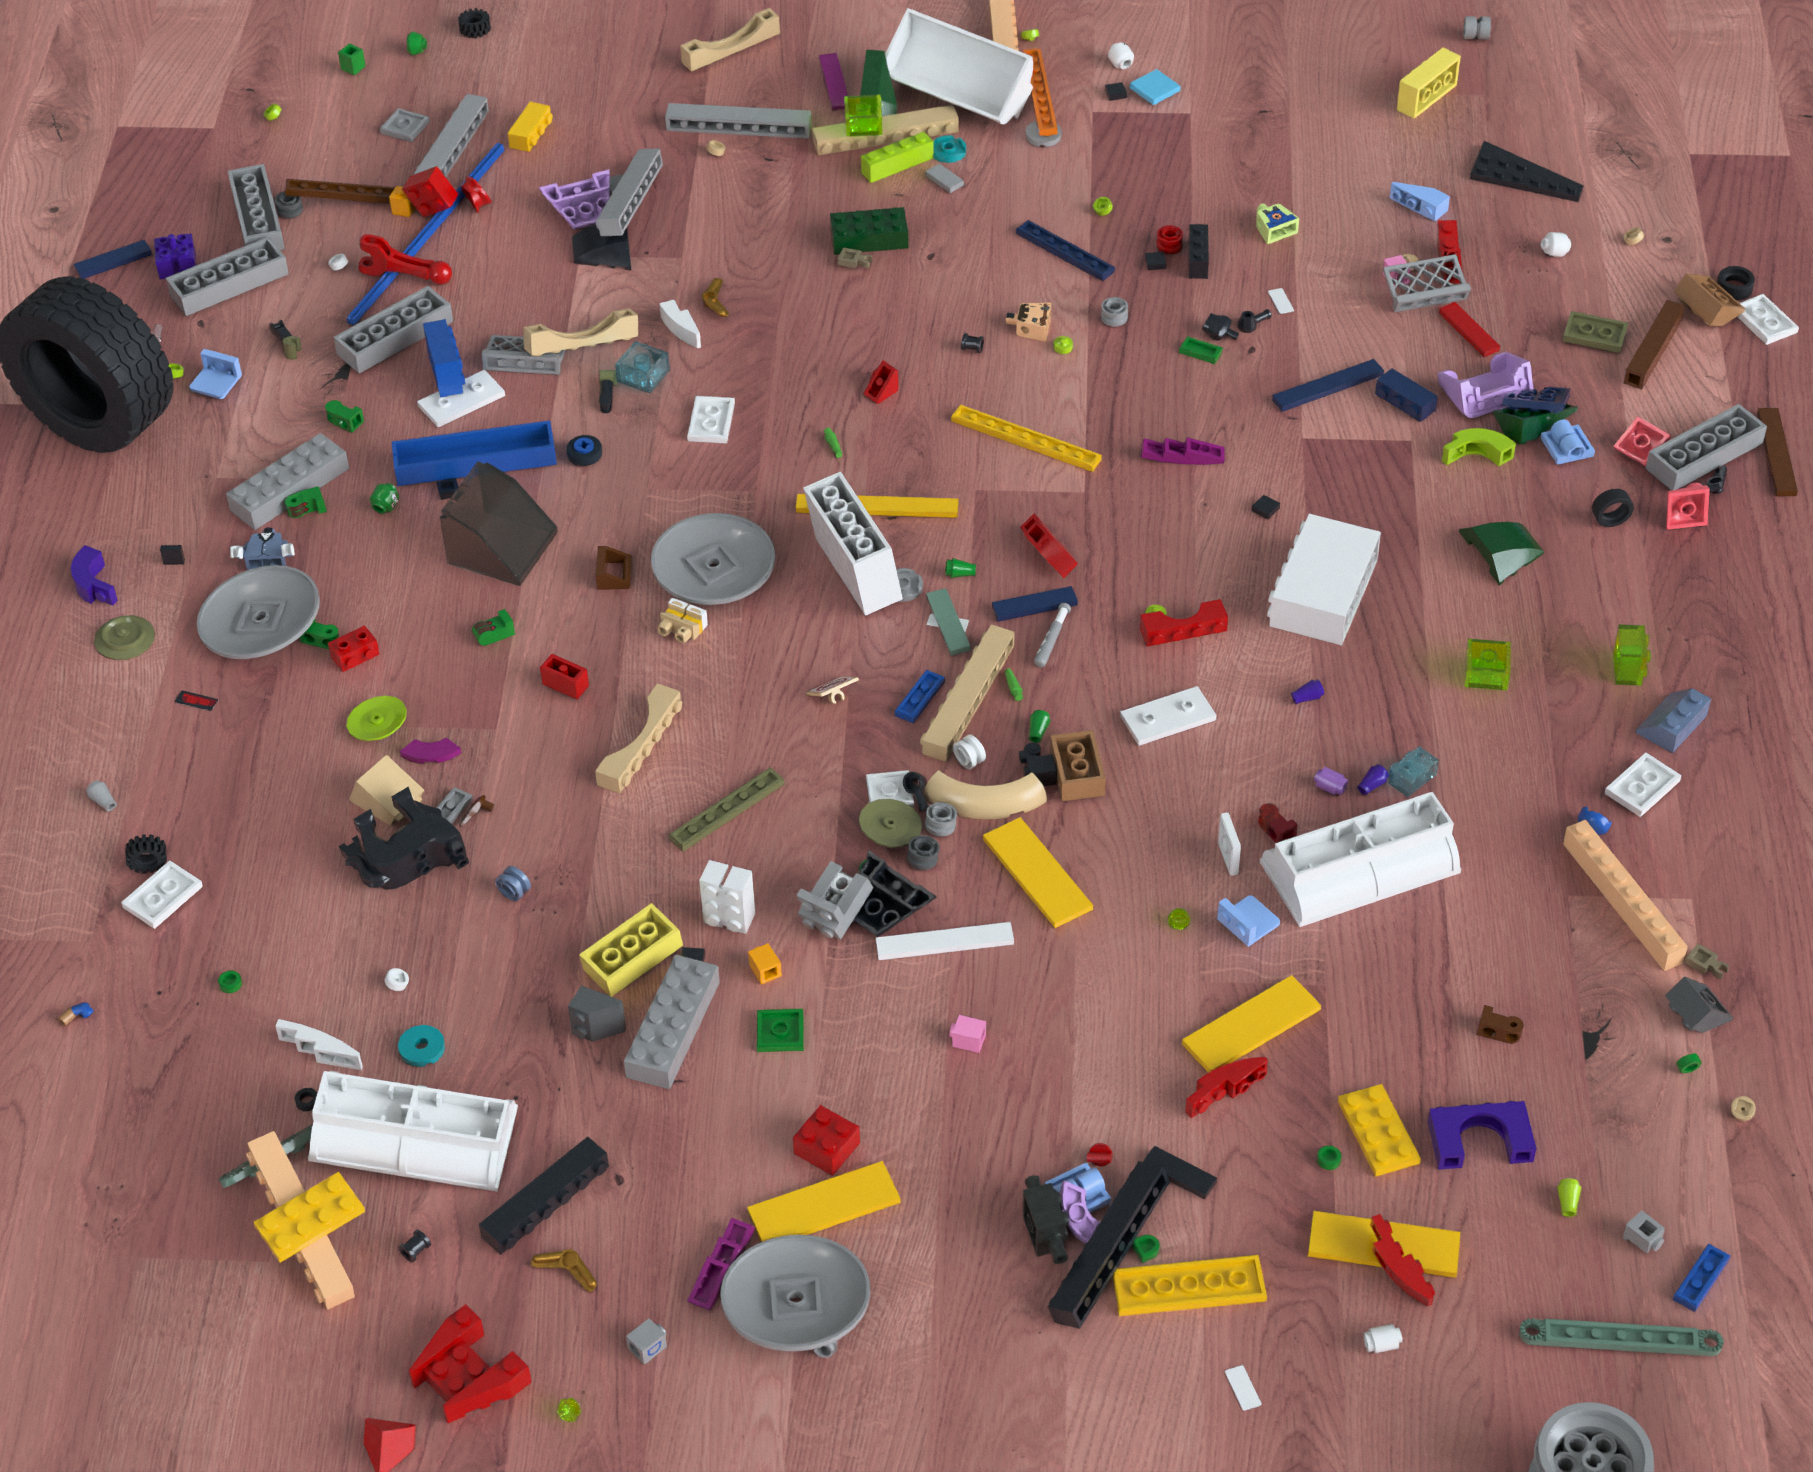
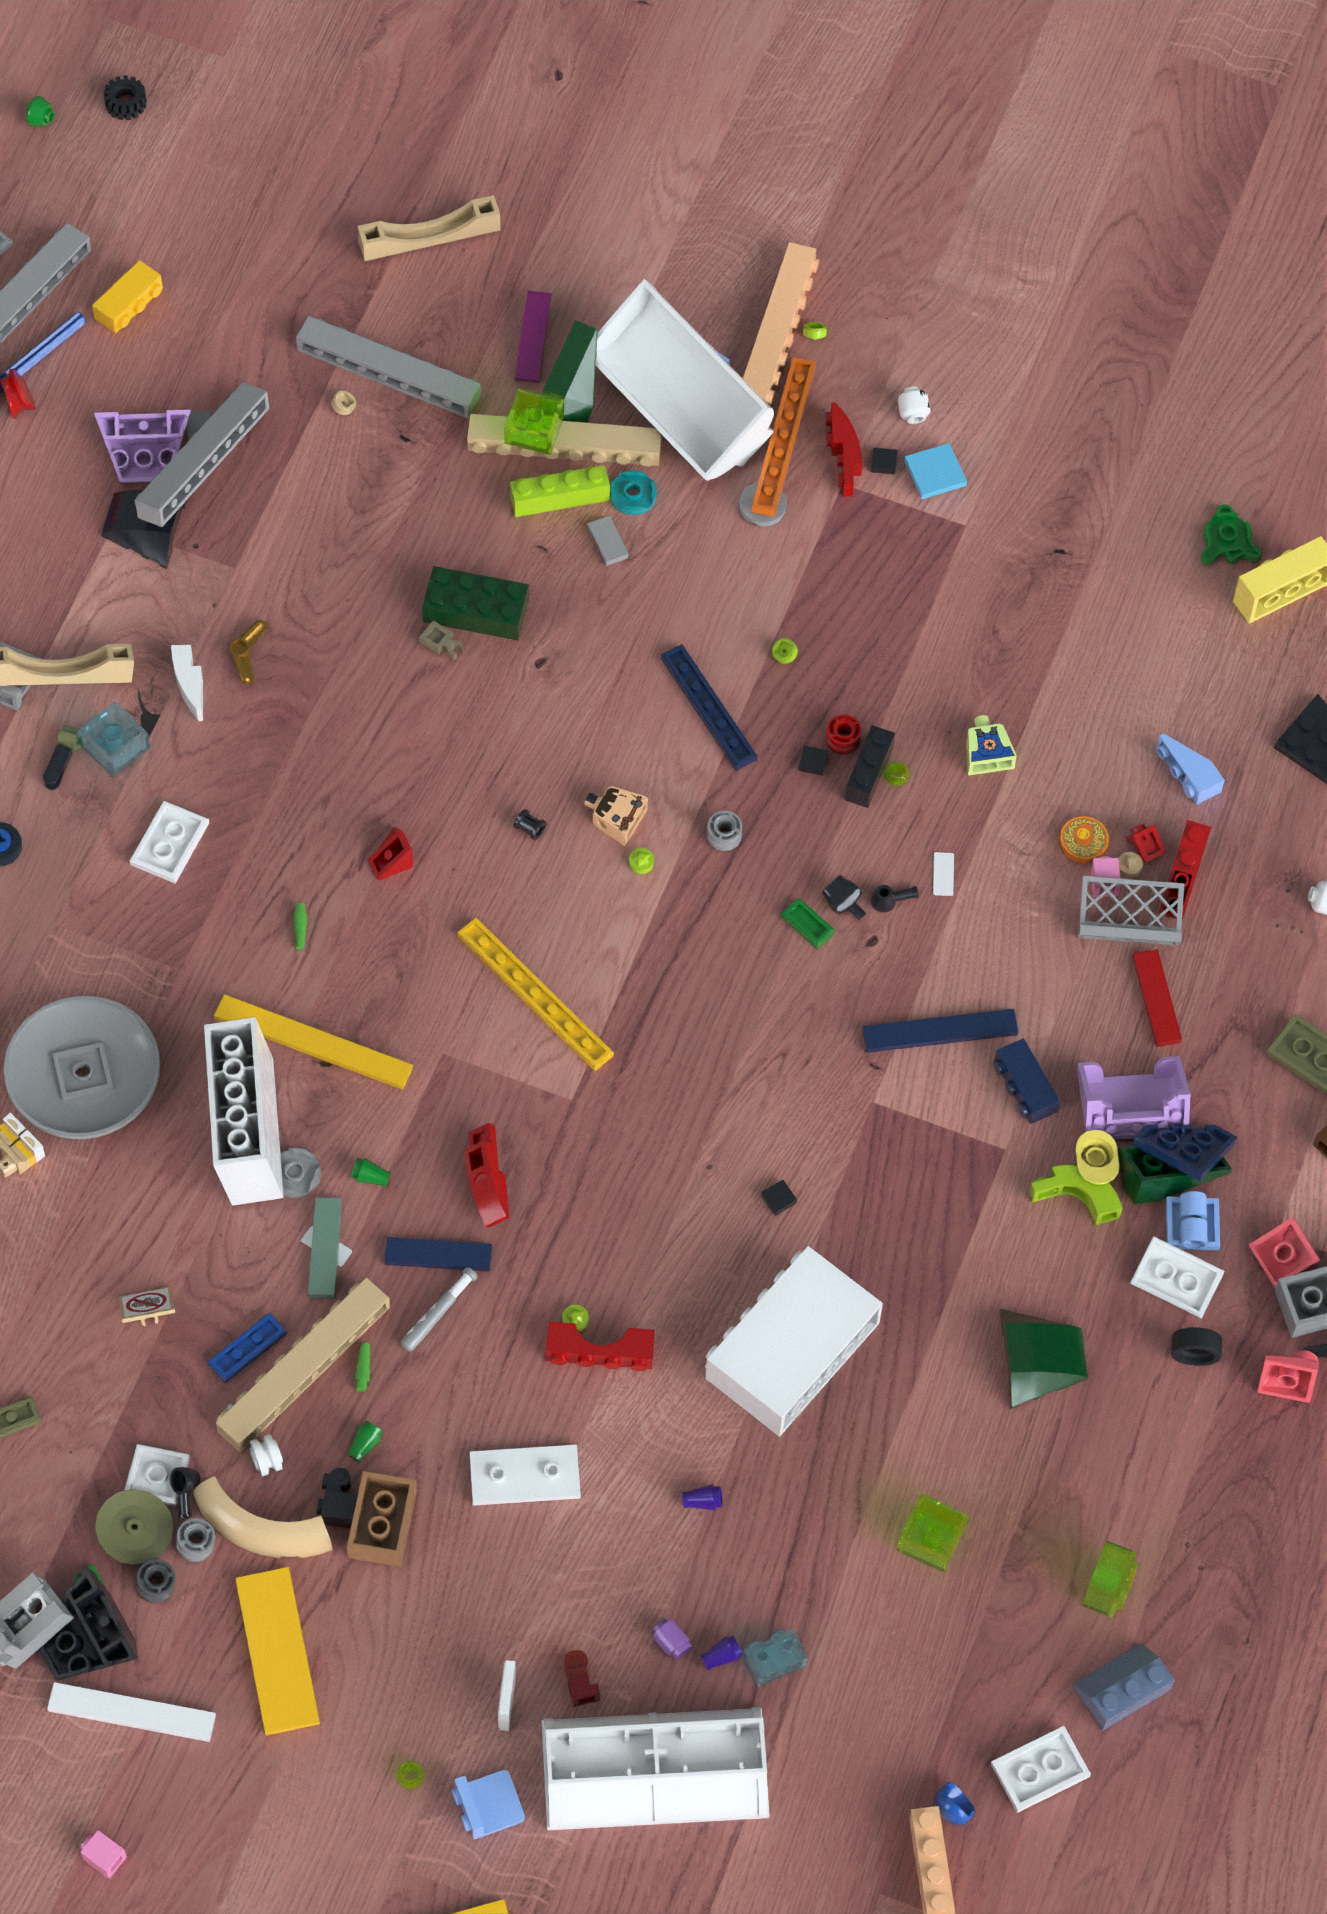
camera: 15 degrees right, 15 degrees up
(1084, 87) = (845, 446): none -> red slope
(1188, 452) = (714, 1081): magenta slope -> none
(1218, 252) = (897, 767): none -> clear neon green plate
(1368, 256) = (1084, 839): none -> tile
(1375, 76) = (1228, 537): none -> green tile
(1414, 245) = (1147, 842): none -> red bracket
(1481, 419) = (1097, 1157): none -> light yellow piece
(1574, 476) = (1177, 1277): none -> white tile

